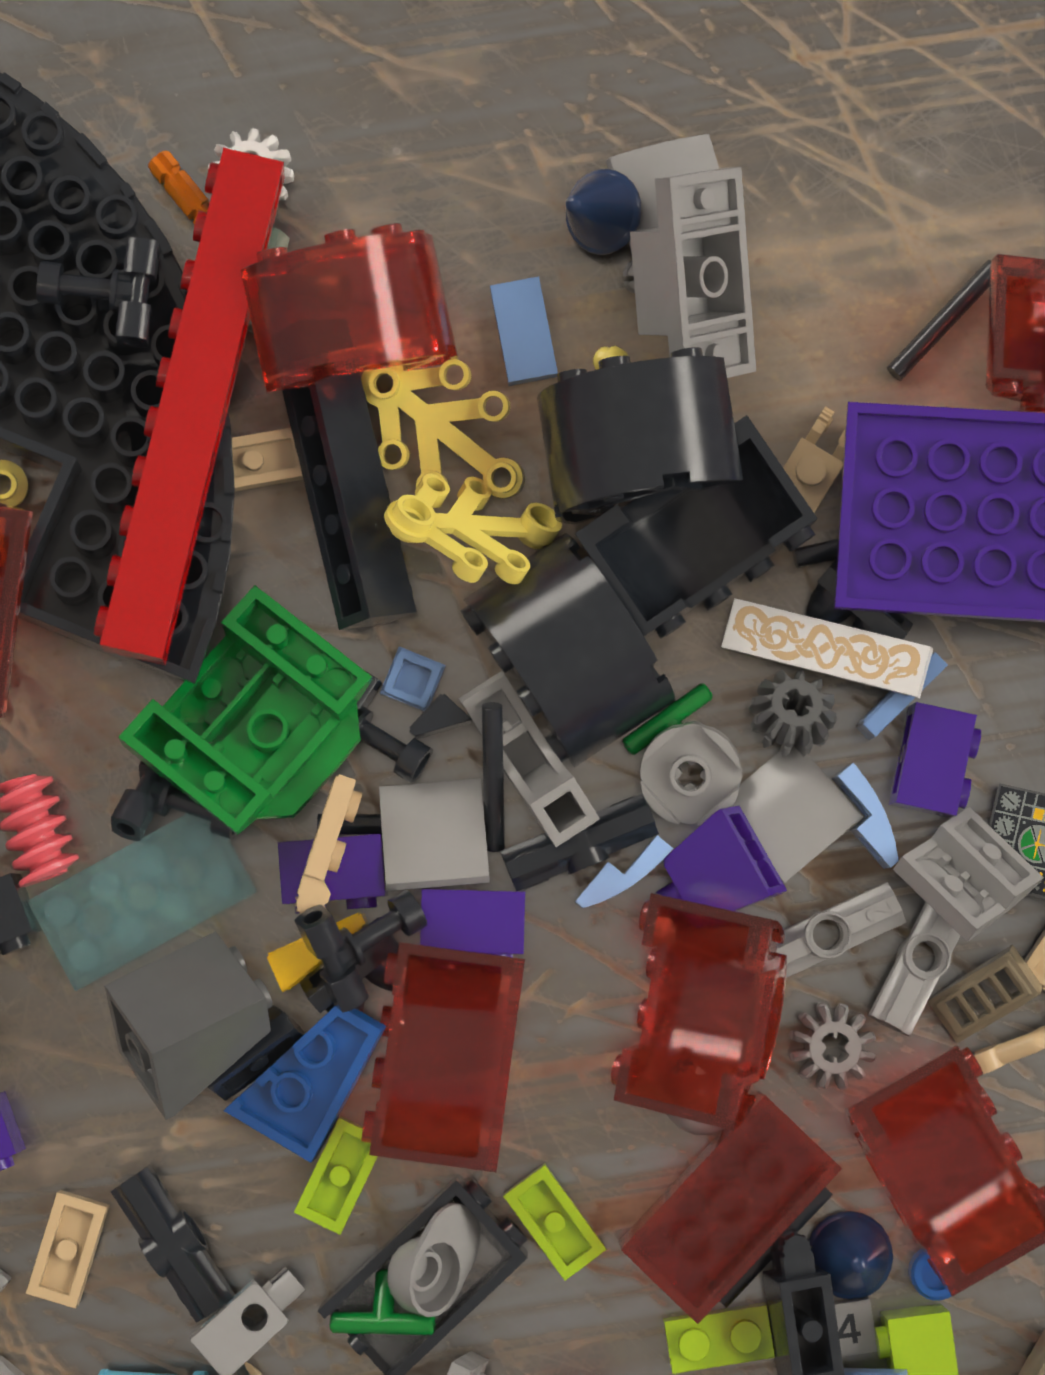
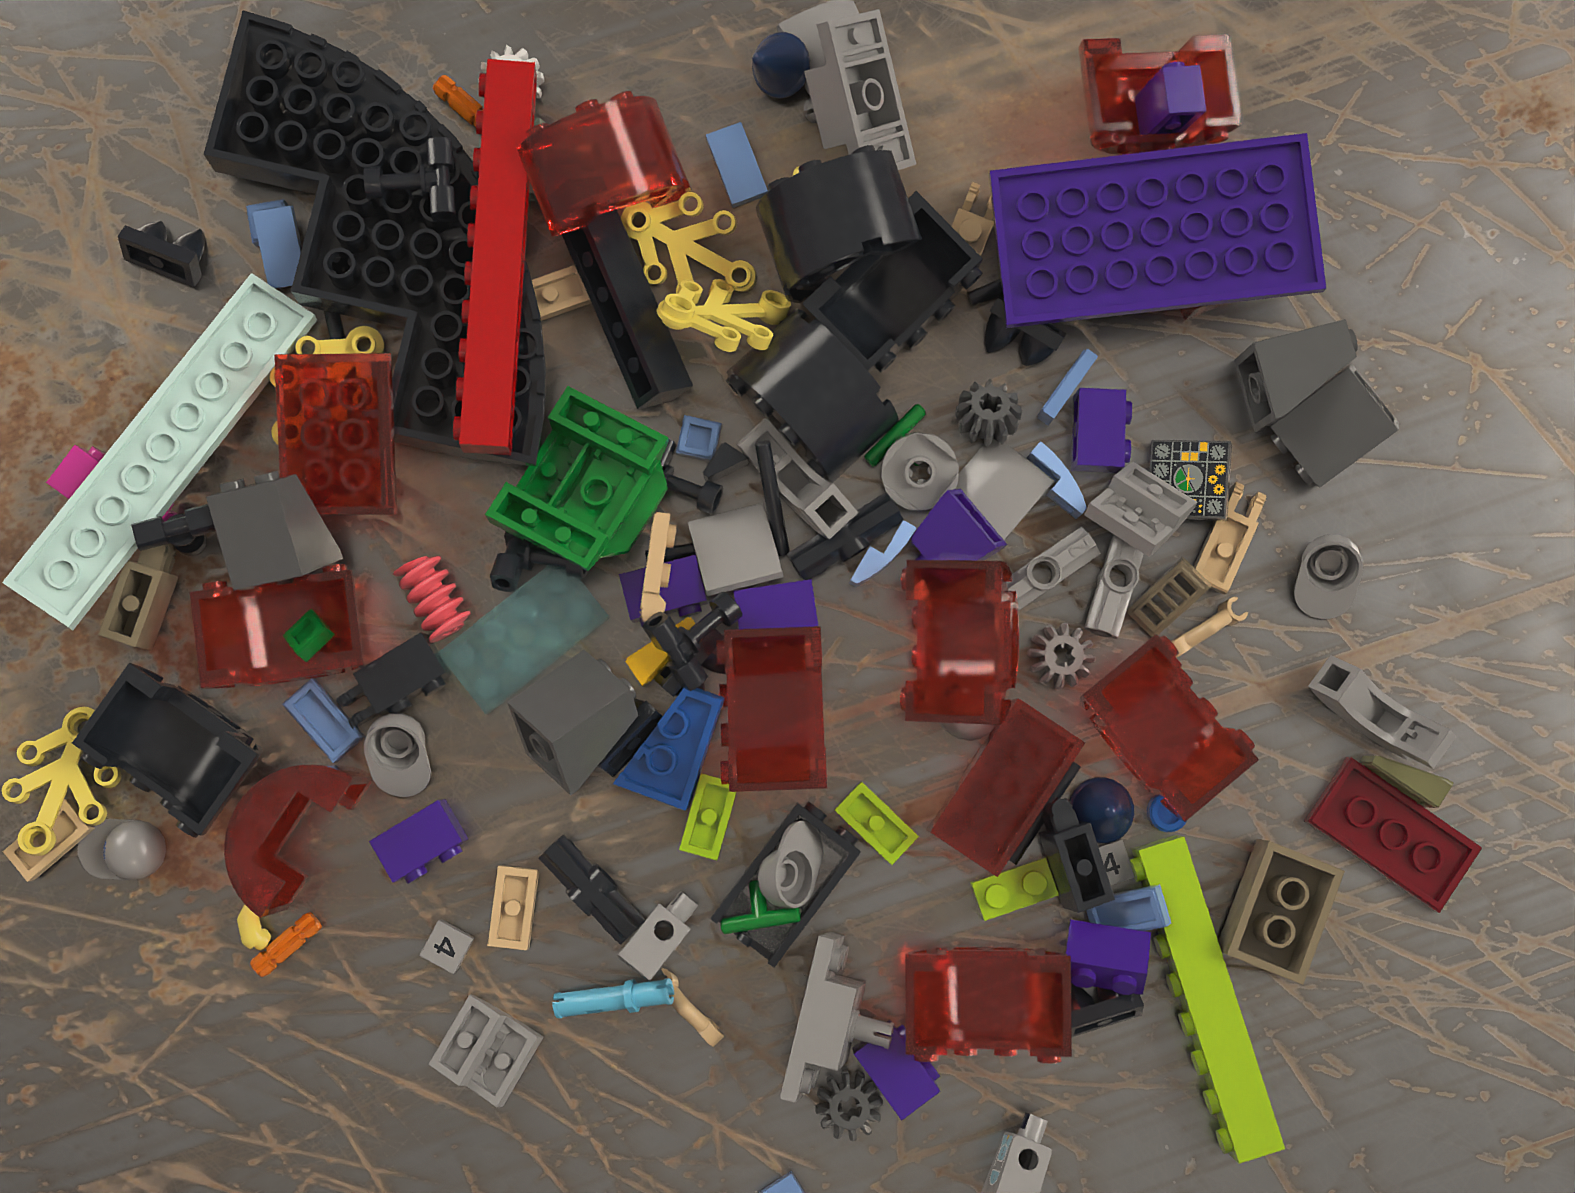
camera: 10 degrees left, 0 degrees up
(827, 648) = (1006, 359): tile -> none
(941, 323) = (1048, 106): black bar -> none

